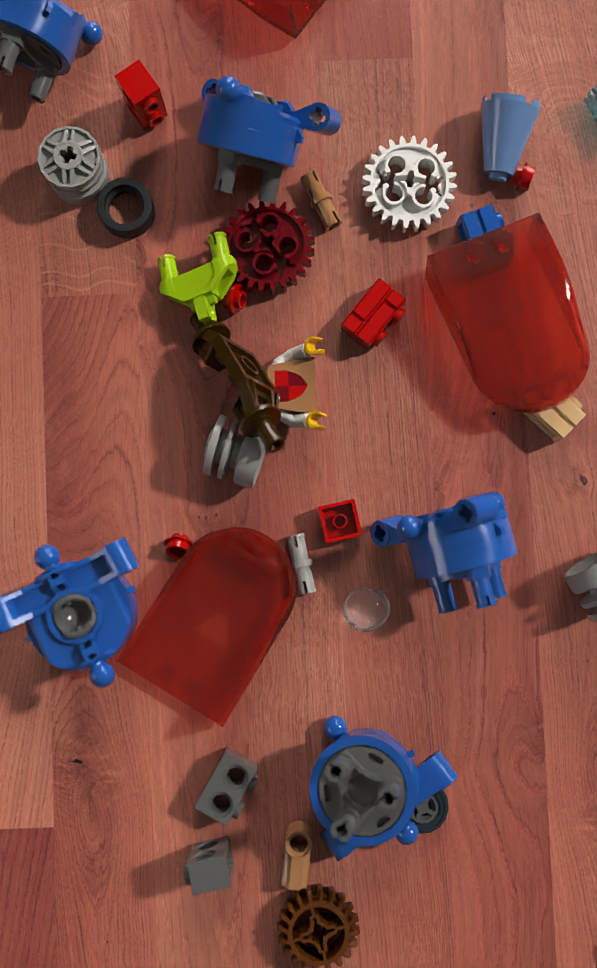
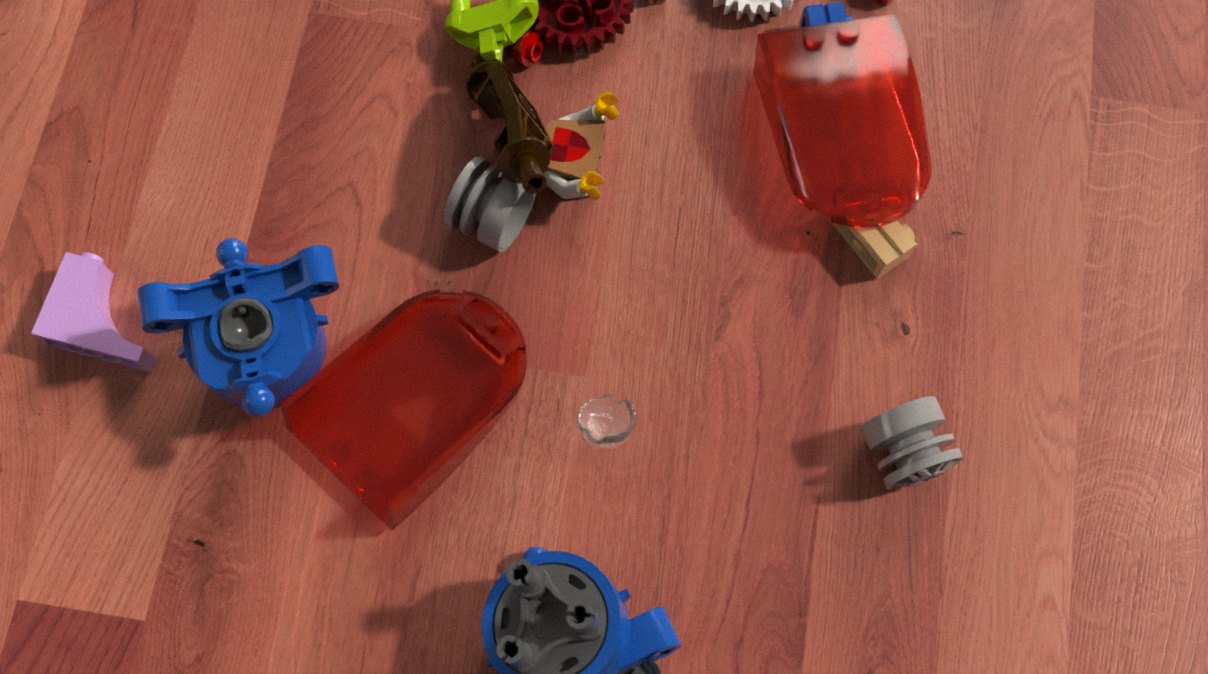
camera: 10 degrees right, 15 degrees down
(177, 545) = (390, 299): red plate -> none
(222, 784) = (372, 599): dark grey brick -> none
(301, 563) = (538, 355): light grey pin -> none
(339, 521) = (596, 313): red piece -> none
(374, 314) = (685, 95): red brick -> none
(456, 545) = (730, 348): blue piece -> none

